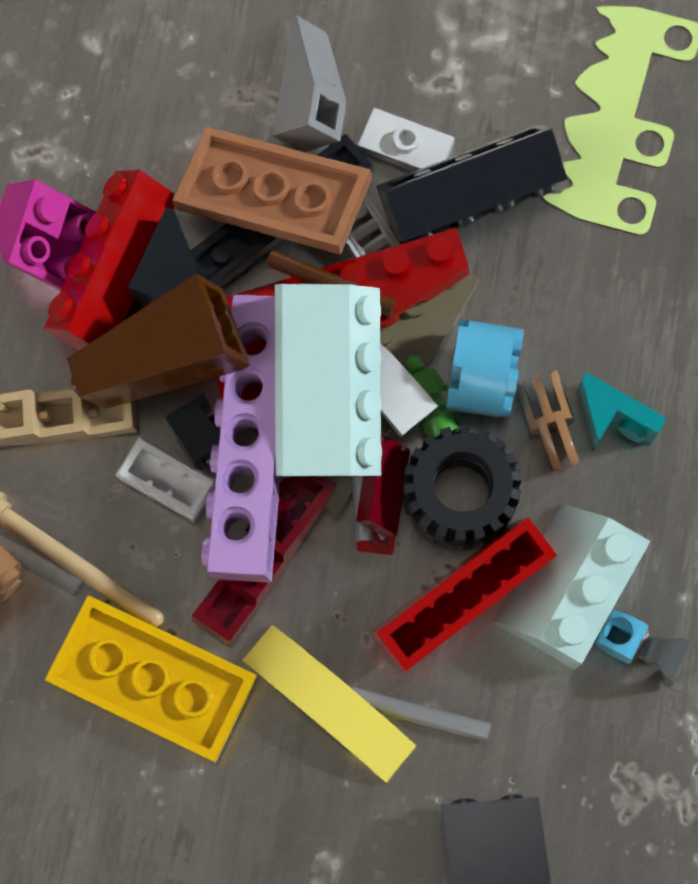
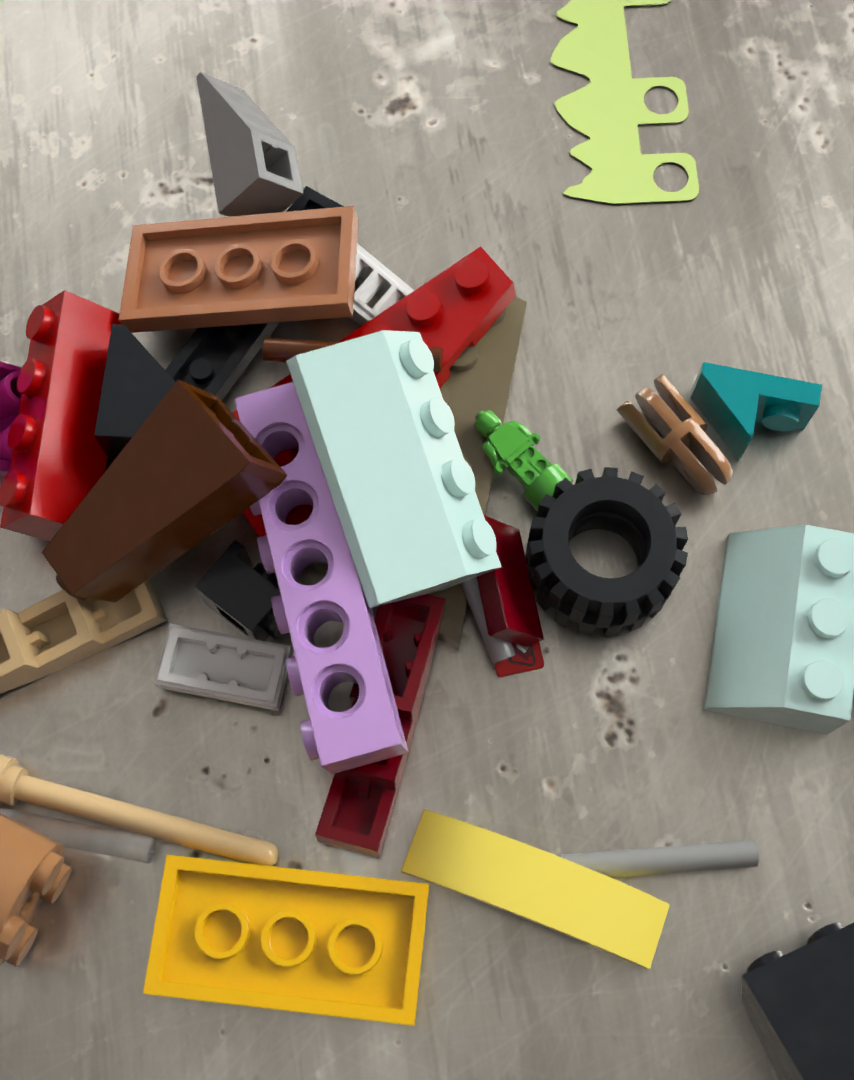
camera: 20 degrees left, 5 degrees down
(401, 395) = (496, 462): white slope -> none
(403, 141) = (382, 180): white plate -> none
(463, 594) = (659, 685): red brick -> none
(473, 183) = (479, 193): black brick -> none
(484, 368) = (579, 396): medium azure brick -> none

